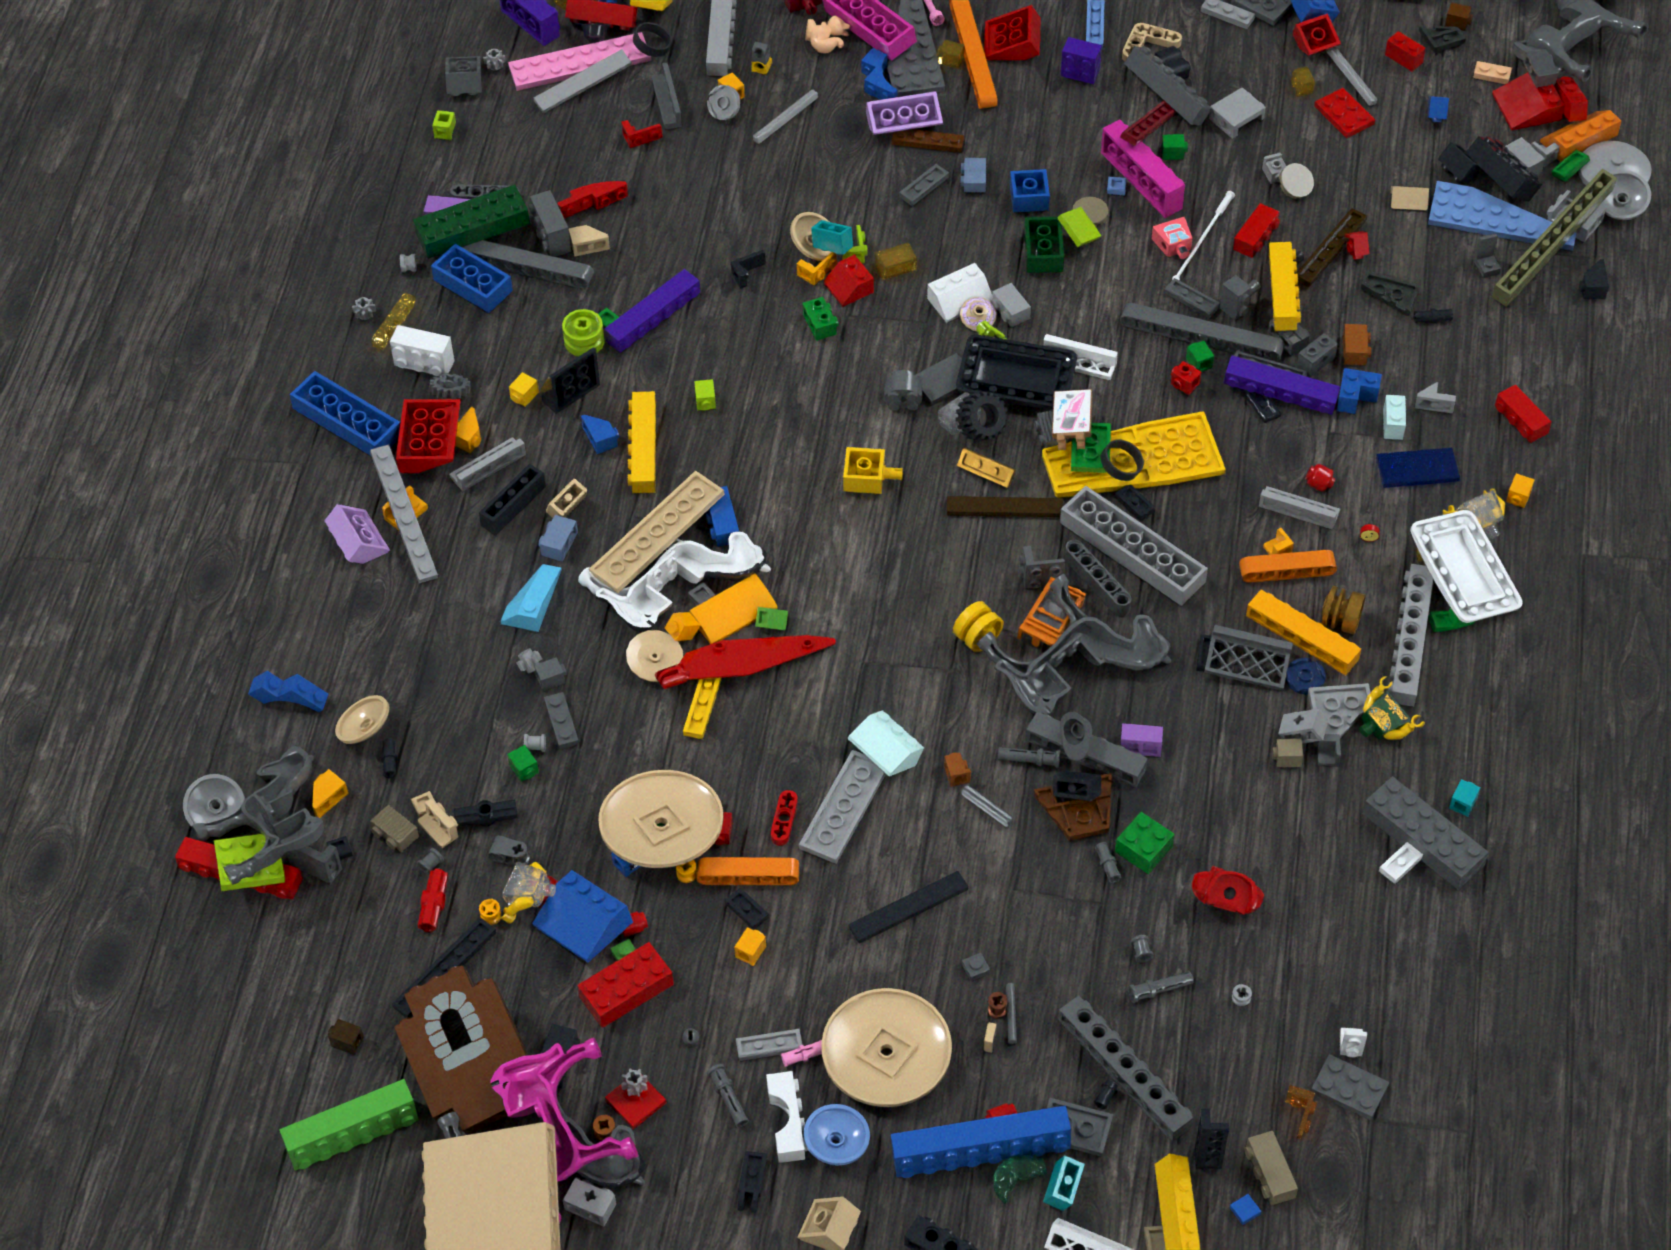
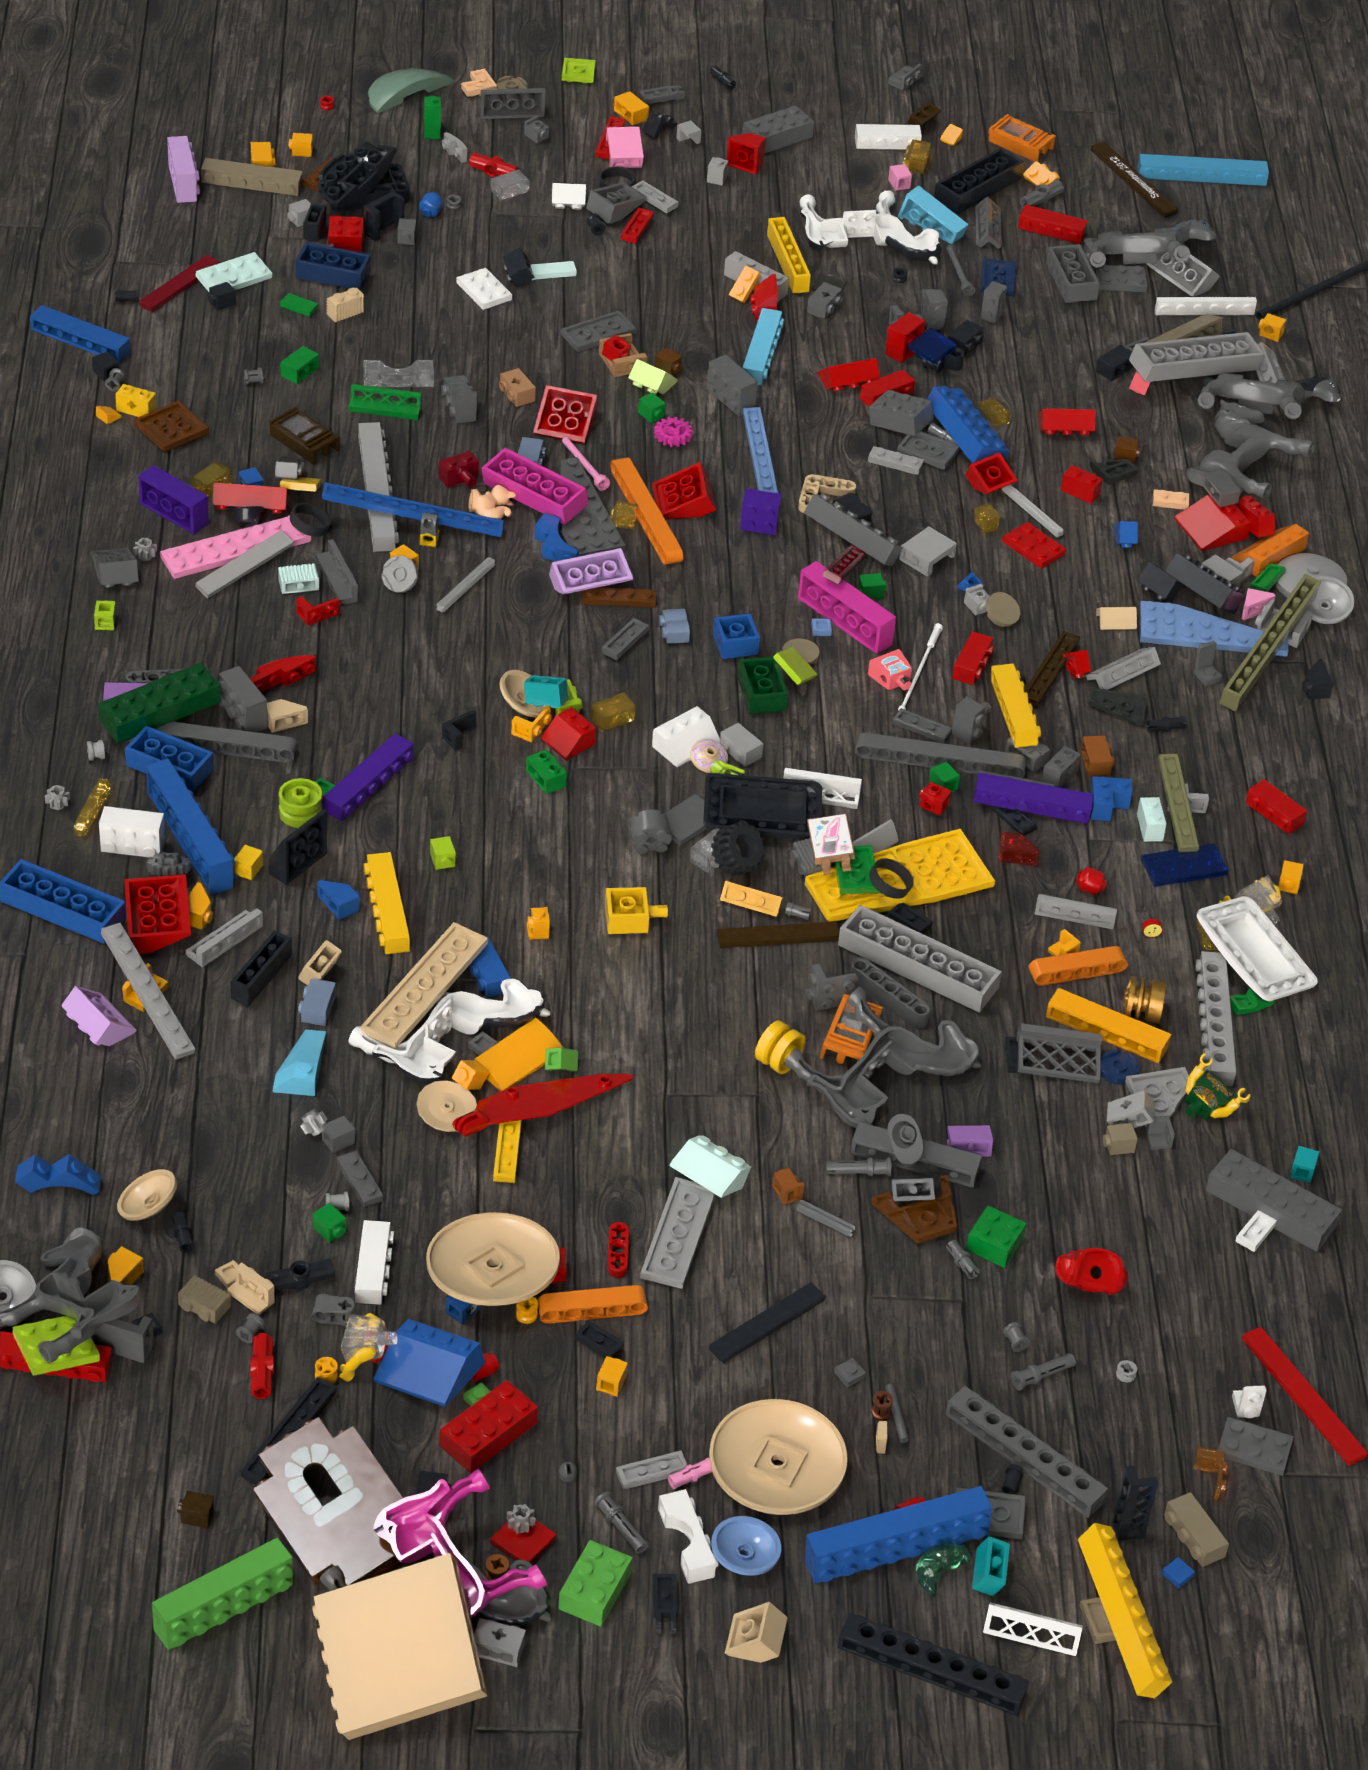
camera: 15 degrees left, 10 degrees down
(476, 349) = (190, 826): none -> blue brick
(554, 807) = (373, 1262): none -> white brick
(629, 99) = (298, 578): none -> light aqua brick
(690, 1154) = (595, 1583): none -> bright green brick
(747, 36) = (411, 509): none -> blue plate
(779, 476) = (538, 923): none -> light orange brick
(1027, 483) = (797, 911): none -> dark grey pin
(1121, 415) = (879, 838): none -> light grey slope
(1254, 438) = (1017, 850): none -> clear red slope
(1272, 148) = (969, 581): none -> blue slope
(1405, 252) = (1125, 668): none -> light grey fence
(1410, 1041) = (1305, 1396): none -> red tile
(1423, 403) = (1178, 803): none -> olive tile
(1551, 191) = (1255, 602): none -> bright pink slope

